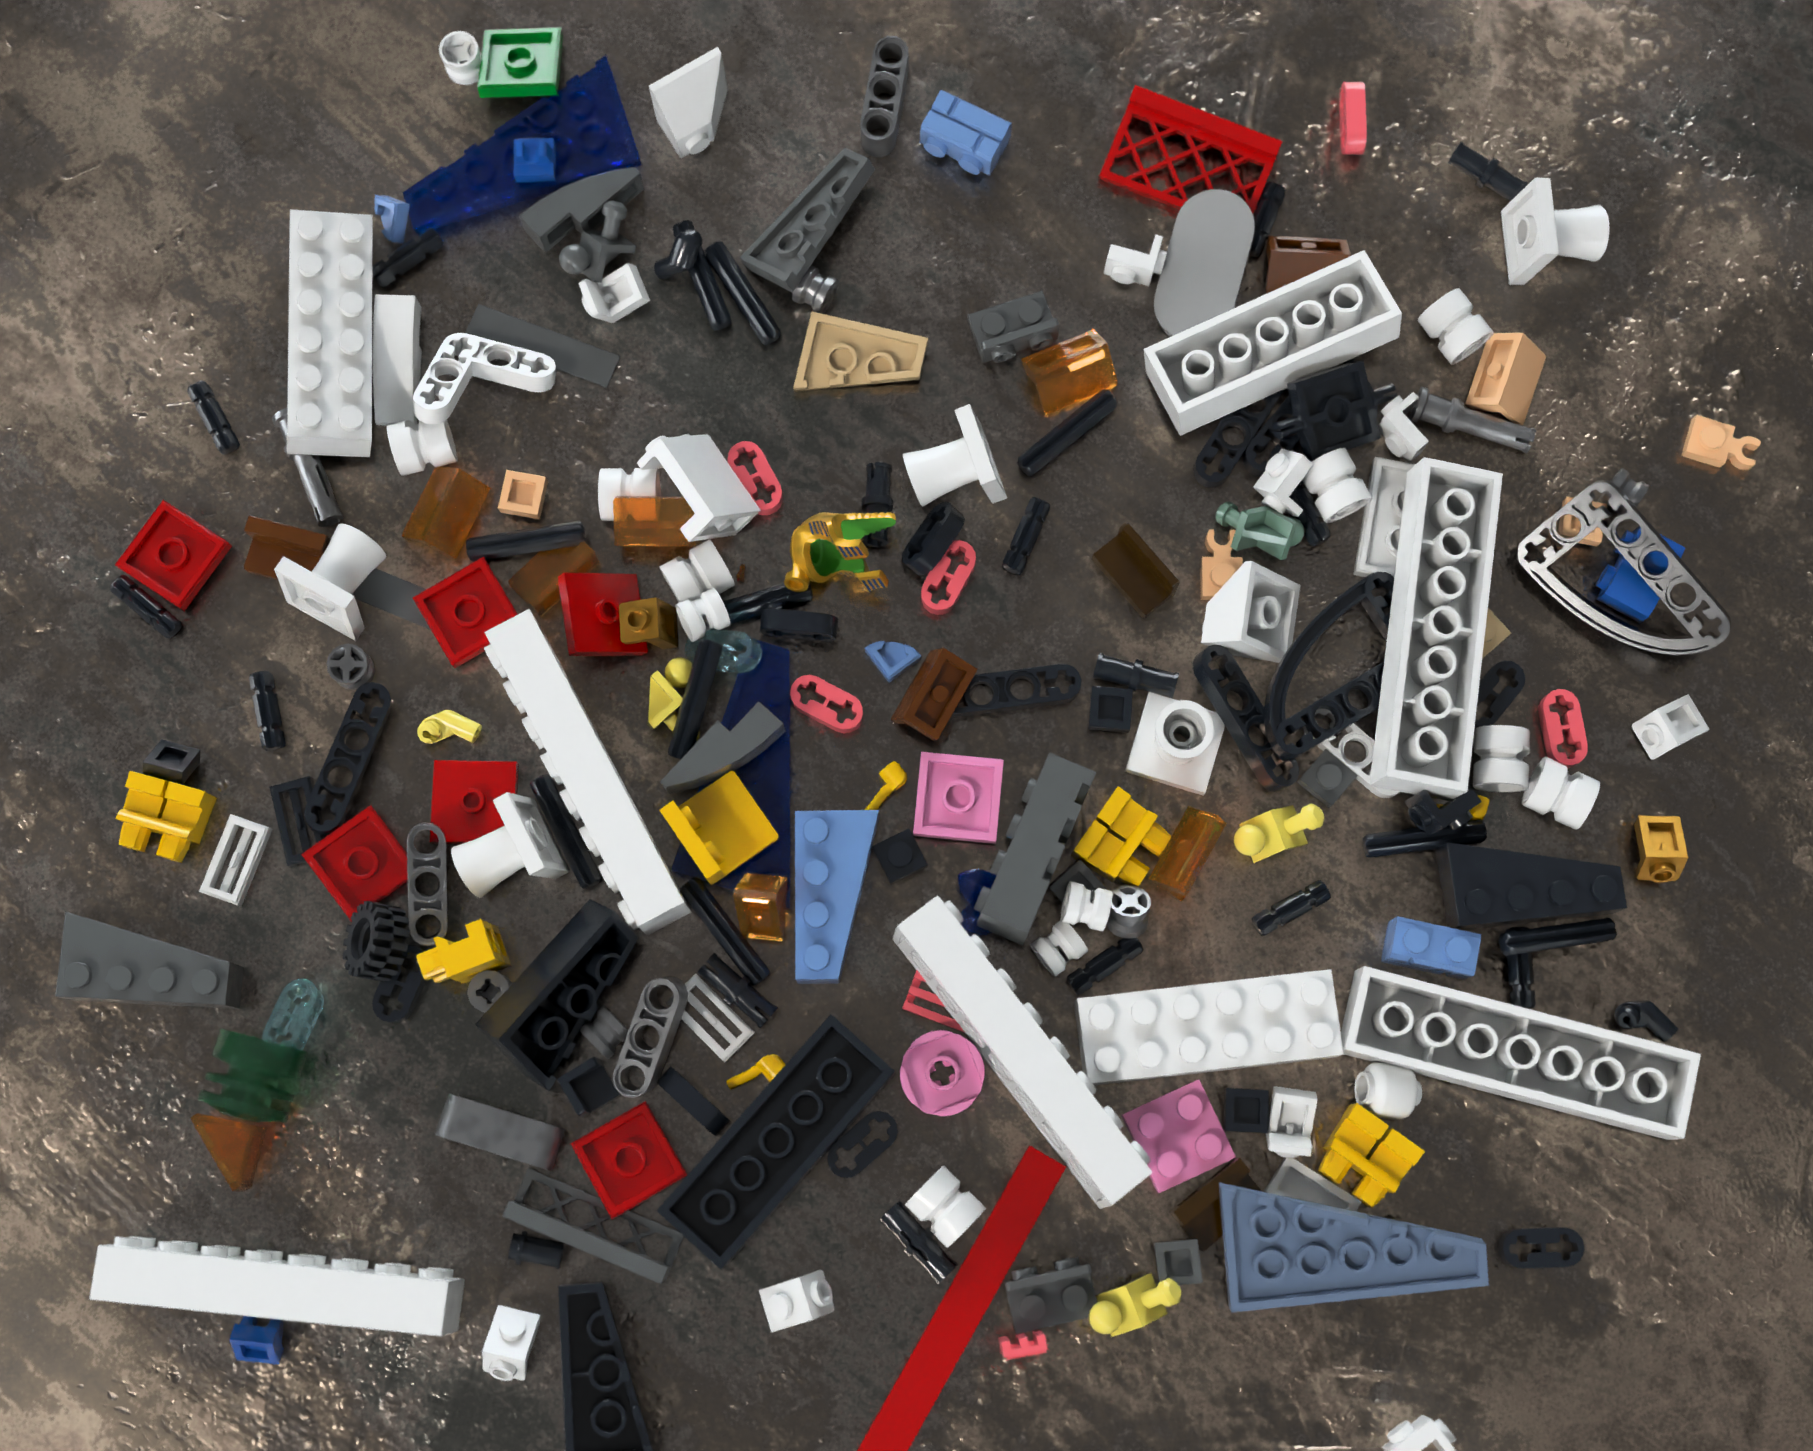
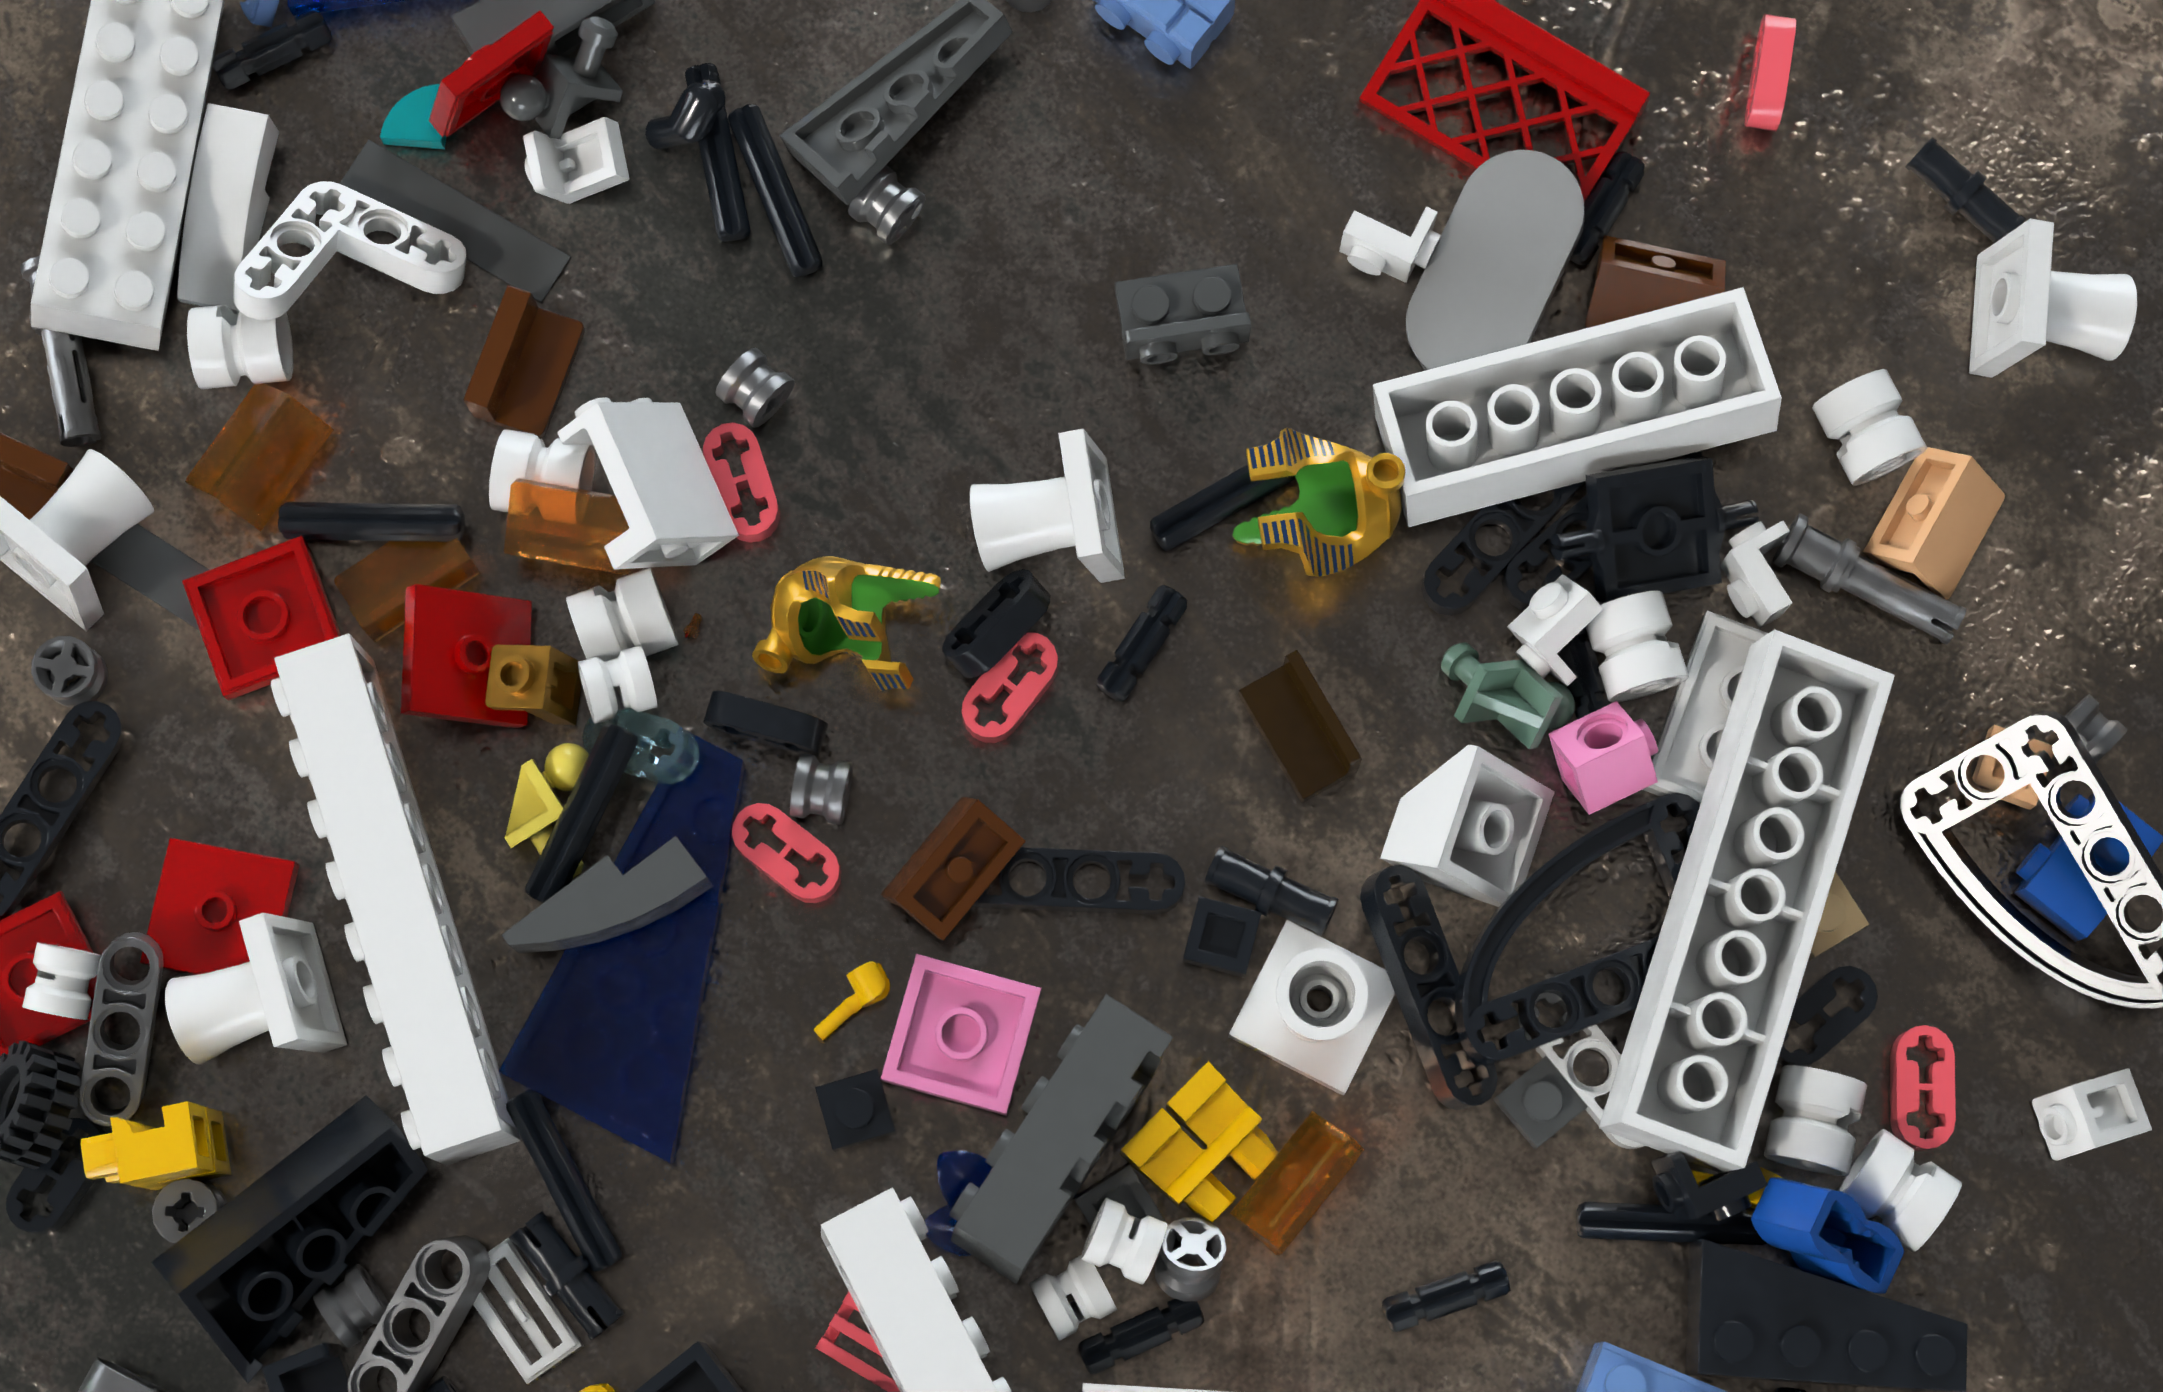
camera: 10 degrees right, 0 degrees up
(384, 859) = (62, 981): none -> white wheel
(448, 724) = (200, 785): light yellow arm -> none
(508, 285) = (409, 121): none -> teal tile
(523, 494) = (380, 448): light nougat plate -> none
(545, 251) = (481, 77): none -> red plate
(565, 831) = (347, 981): black axle -> none
(603, 427) = (523, 365): none -> reddish brown panel
(720, 827) = (582, 1020): yellow bracket -> none
(753, 417) = (754, 387): none -> flat silver wheel
(761, 906) = (624, 1151): clear orange slope -> none
(773, 597) = (727, 674): black axle -> none
(829, 879) = (736, 1128): medium blue wedge -> none
(842, 659) = (821, 789): none -> flat silver wheel
(855, 354) = (931, 316): tan wing -> none
(877, 499) = (922, 547): black pin -> none
(892, 657) = (901, 798): medium blue tile -> none
(1071, 370) = (1257, 394): clear orange panel -> none
(1137, 426) = (1343, 504): none -> piece
(1219, 568) = (1430, 744): light nougat plate -> none
(1276, 831) = (1444, 1173): light yellow piece -> none
(1329, 556) = (1605, 756): none -> bright pink brick
(1523, 825) = (1827, 1234): none -> blue brick
(1660, 848) = (2040, 1303): pearl gold bracket -> none

